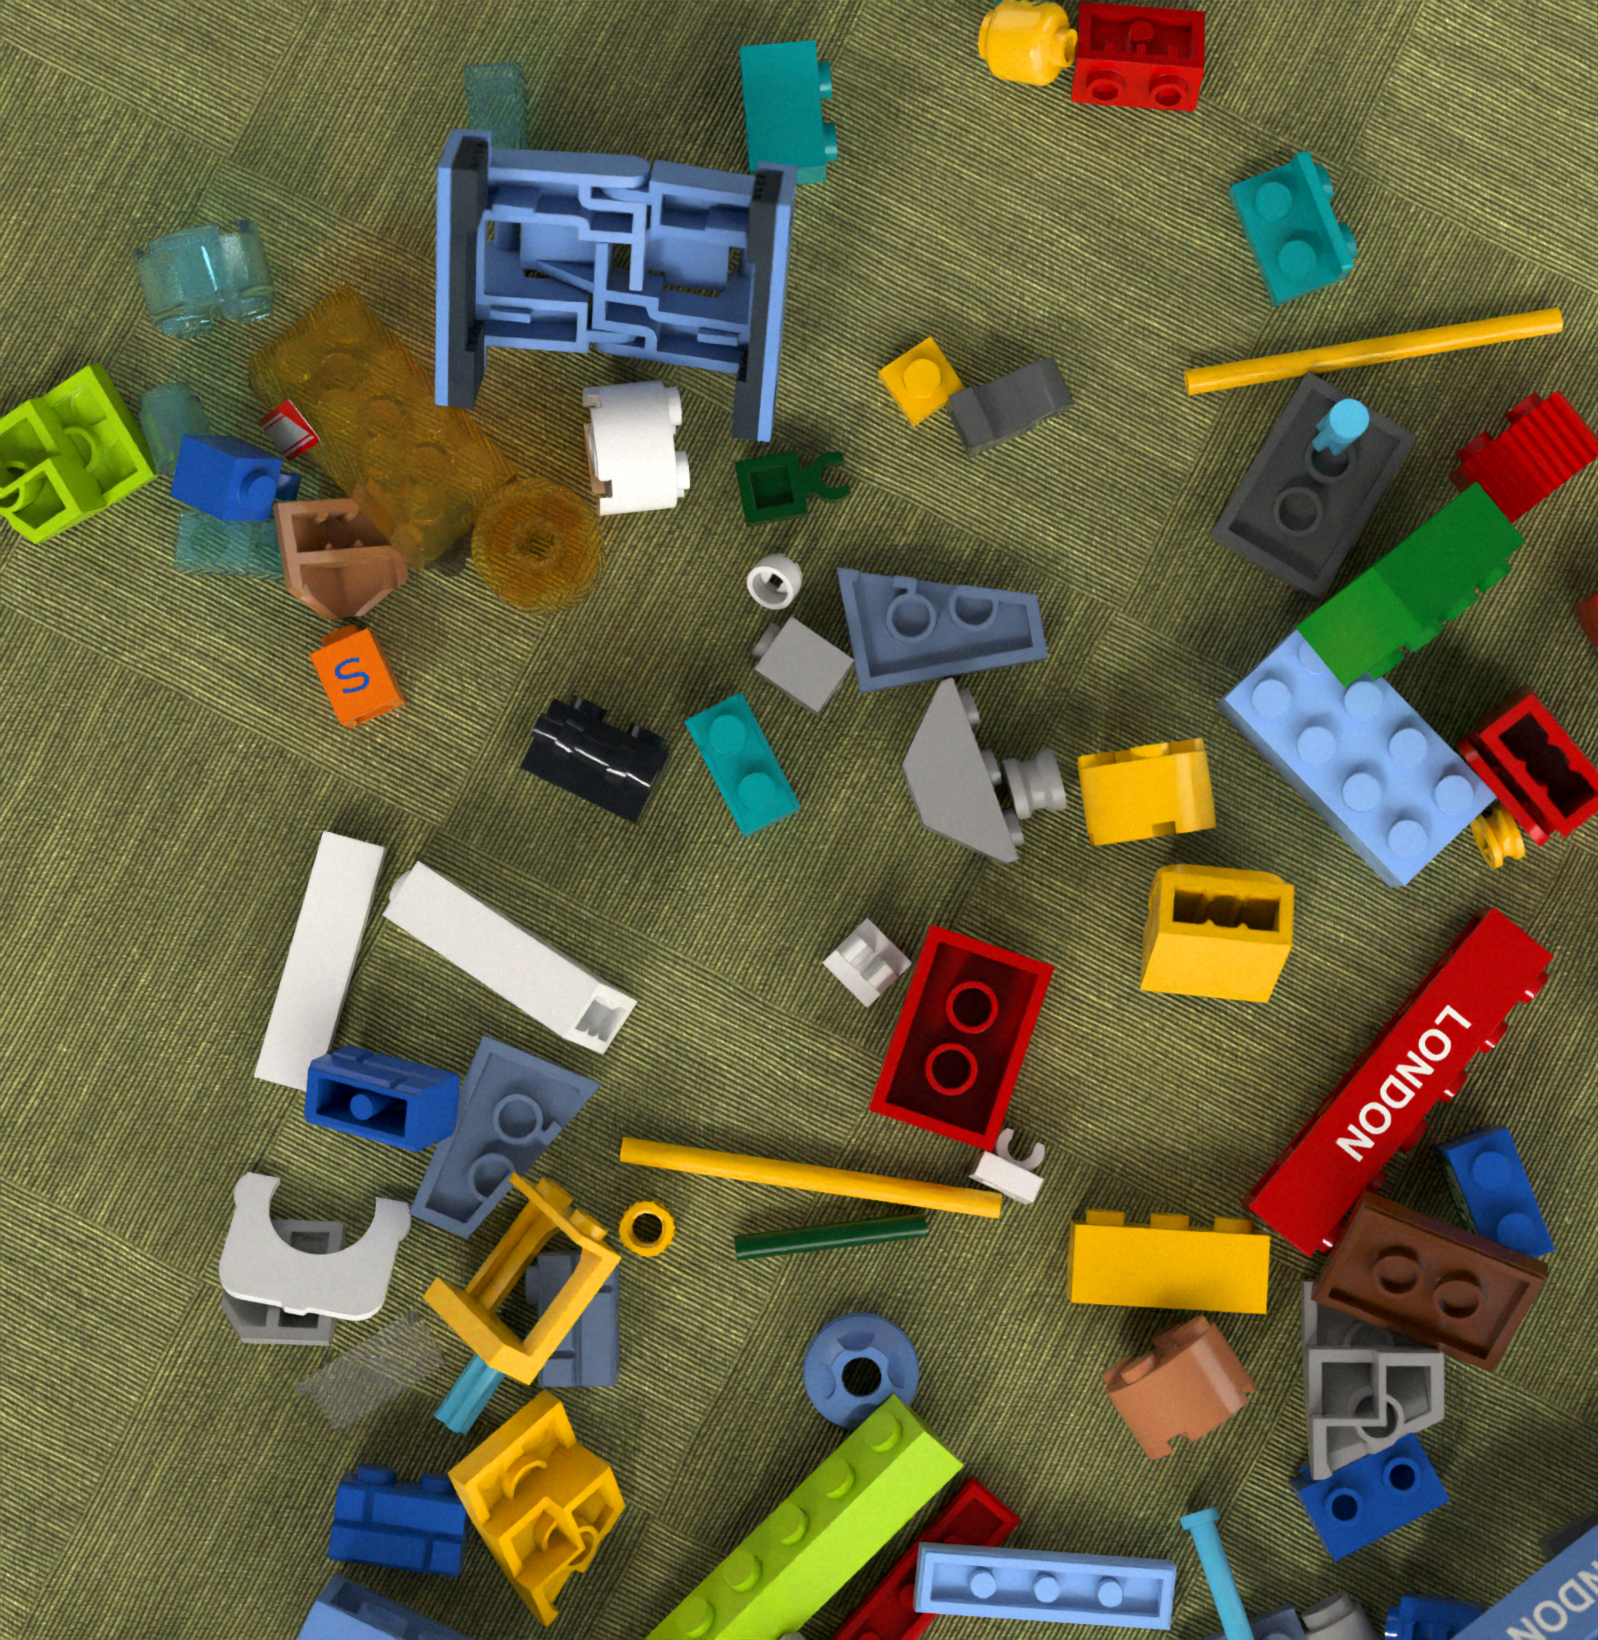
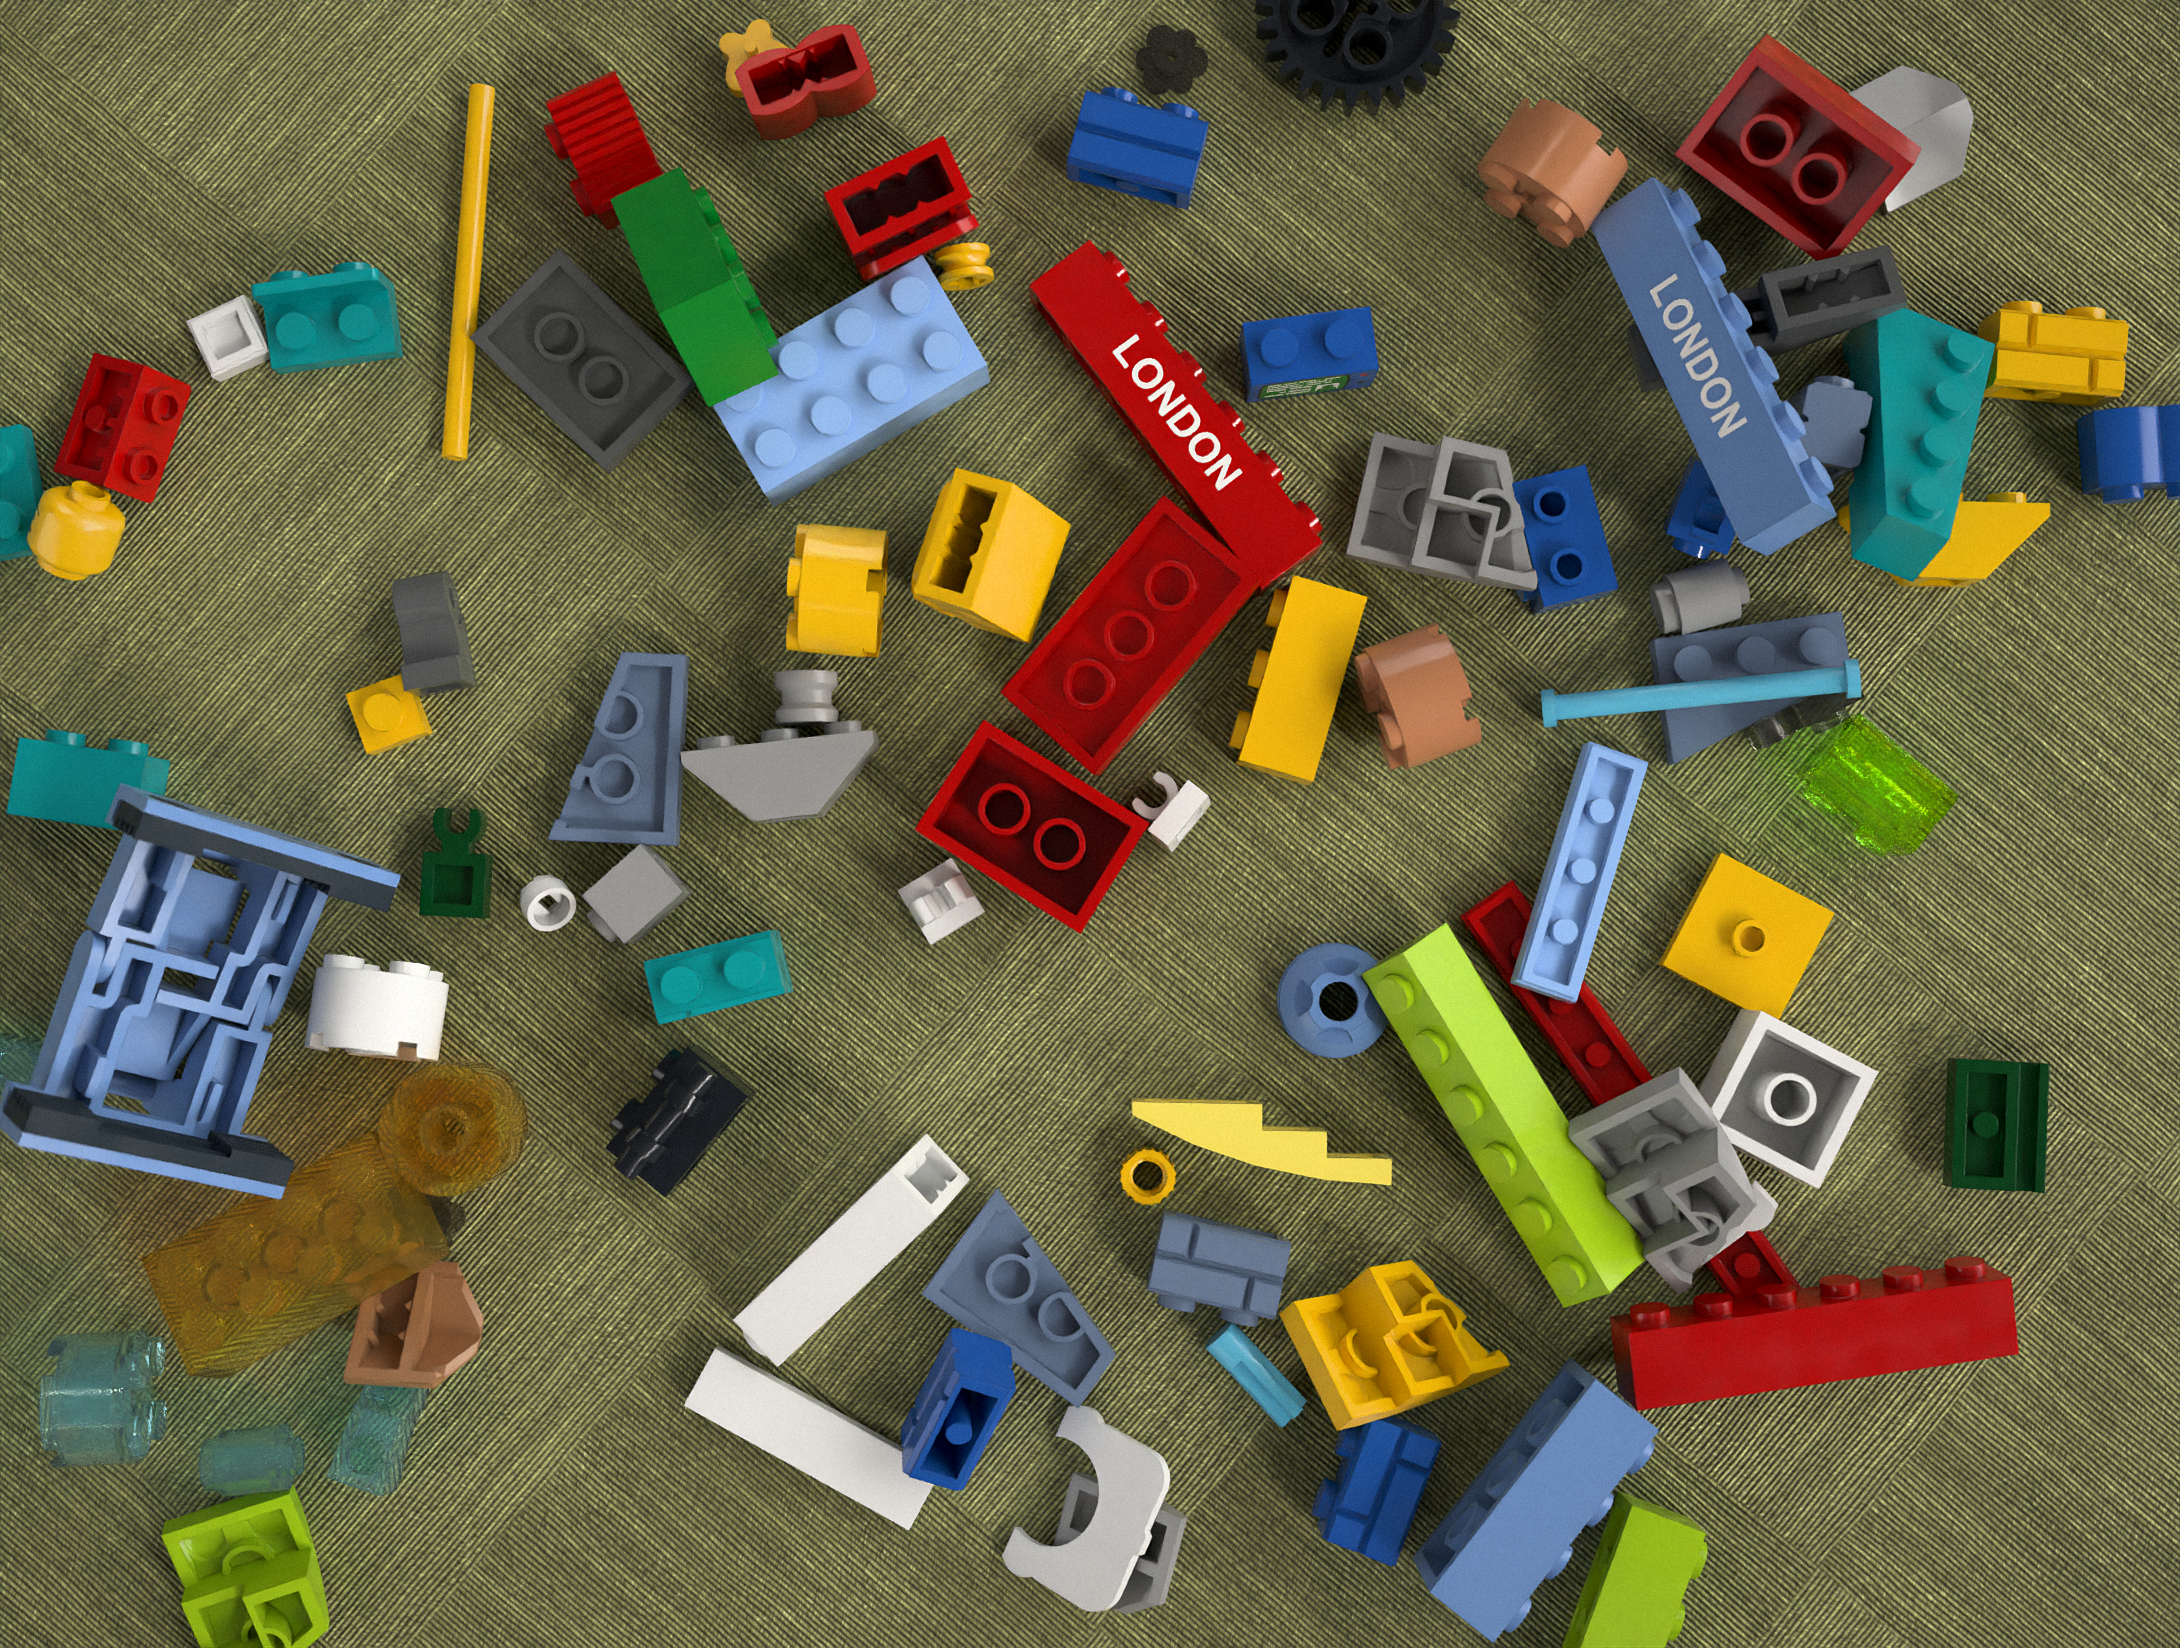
camera: 80 degrees left, 0 degrees up
(230, 478) = (307, 1419): blue brick -> none
(289, 430) = (275, 1349): sticker -> none
(357, 676) = (539, 1337): orange brick -> none
(374, 1370) = (1222, 1477): clear panel -> none
(473, 1309) = (1187, 1365): yellow panel -> none
(711, 1308) = (1237, 1132): none -> light yellow slope
(811, 1177) = (1136, 1006): yellow piece -> none
(830, 1236) = (1197, 999): dark green bar -> none
(1171, 1089) = (1131, 635): none -> red plate
(1251, 137) = (230, 338): none -> white tile
(1341, 426) = (525, 316): medium azure piece -> none
(1429, 1281) = (1371, 433): reddish brown tile -> none

